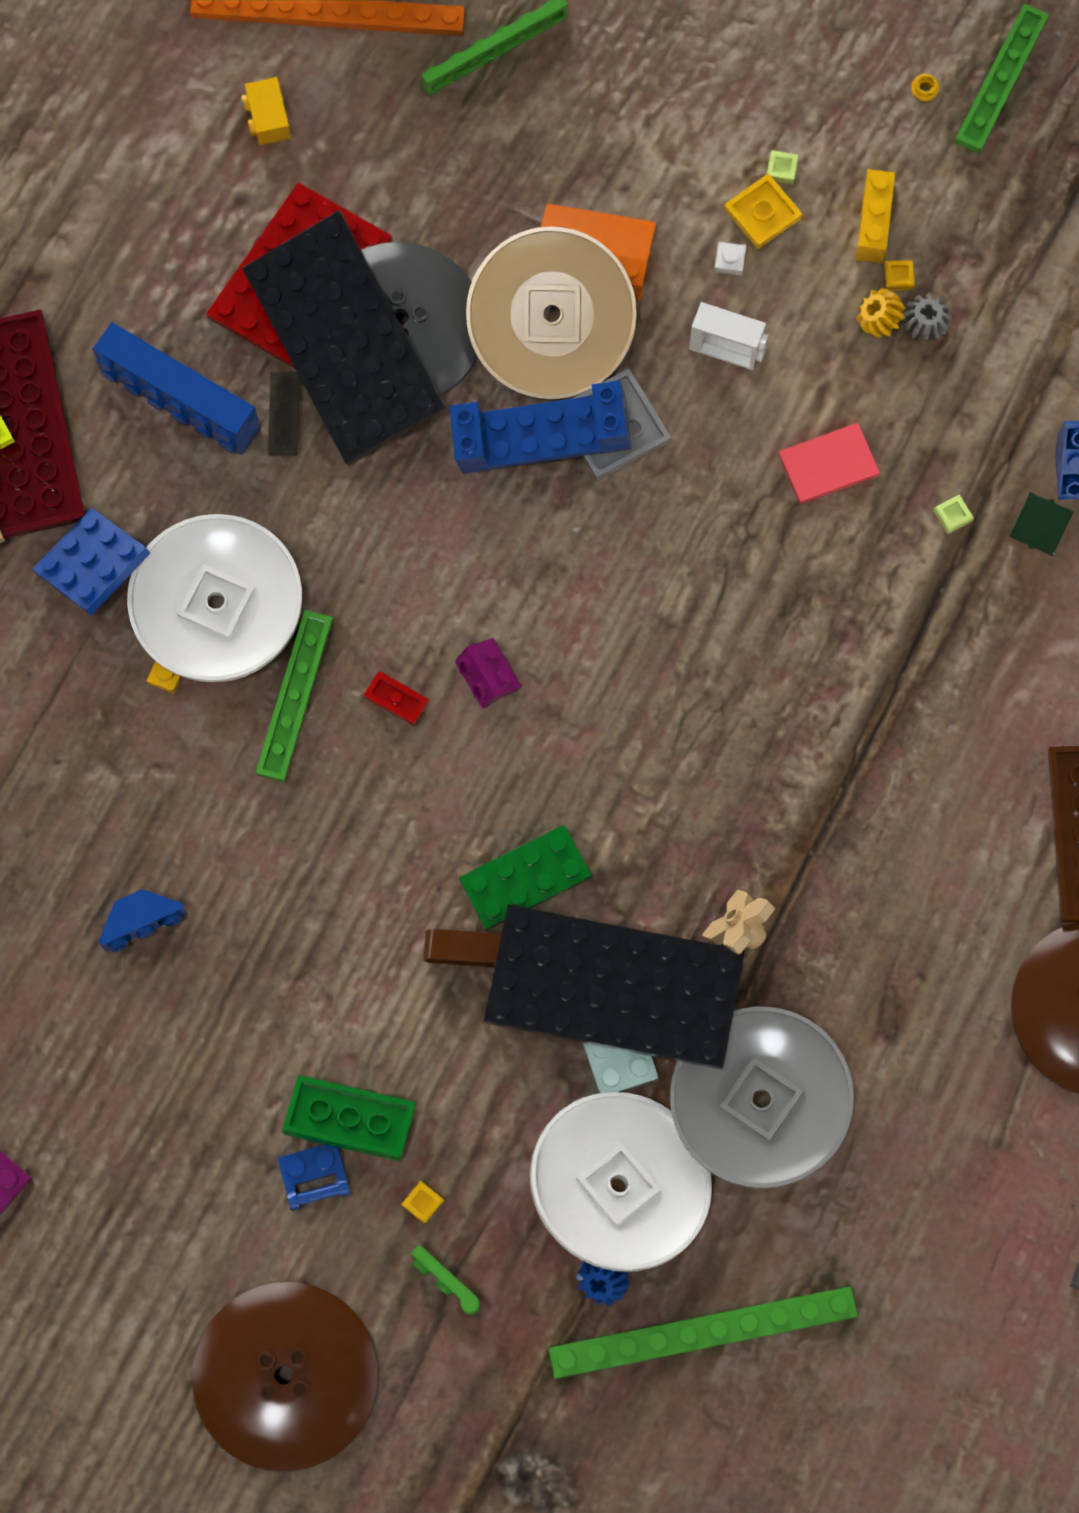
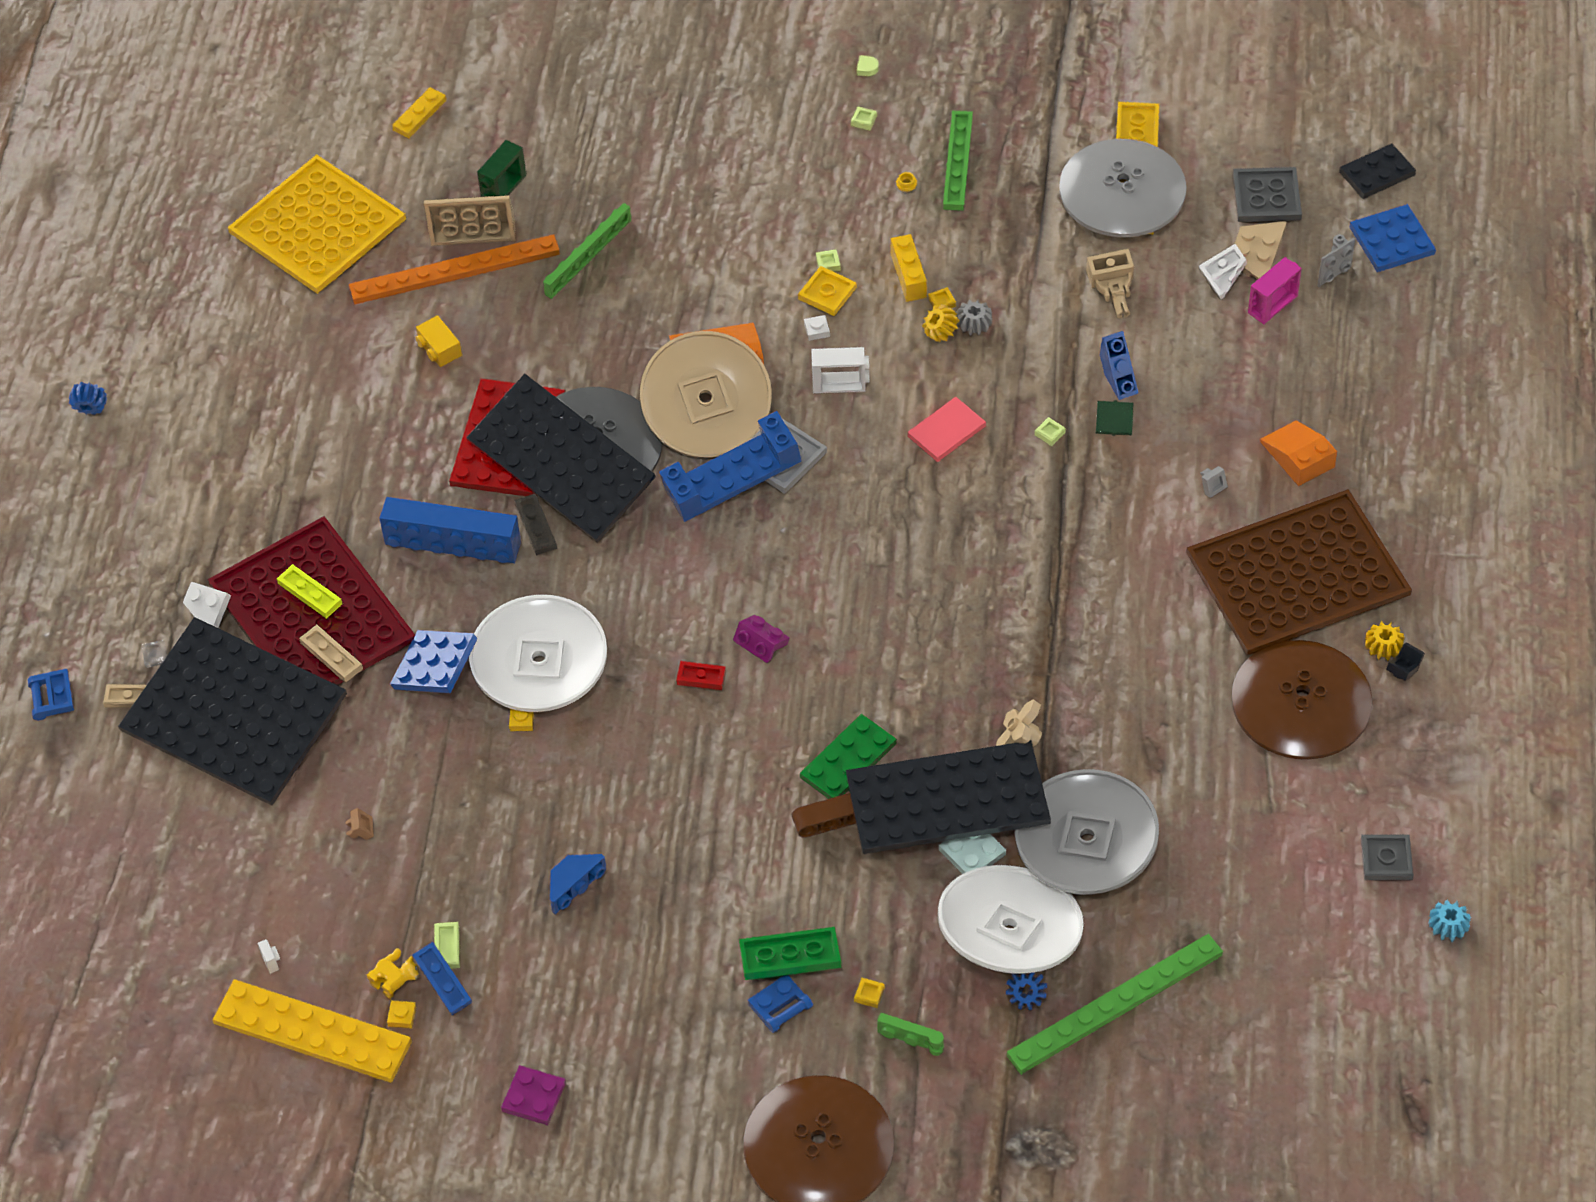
camera: 20 degrees left, 20 degrees down
(294, 696) = (624, 699): bright green plate -> none

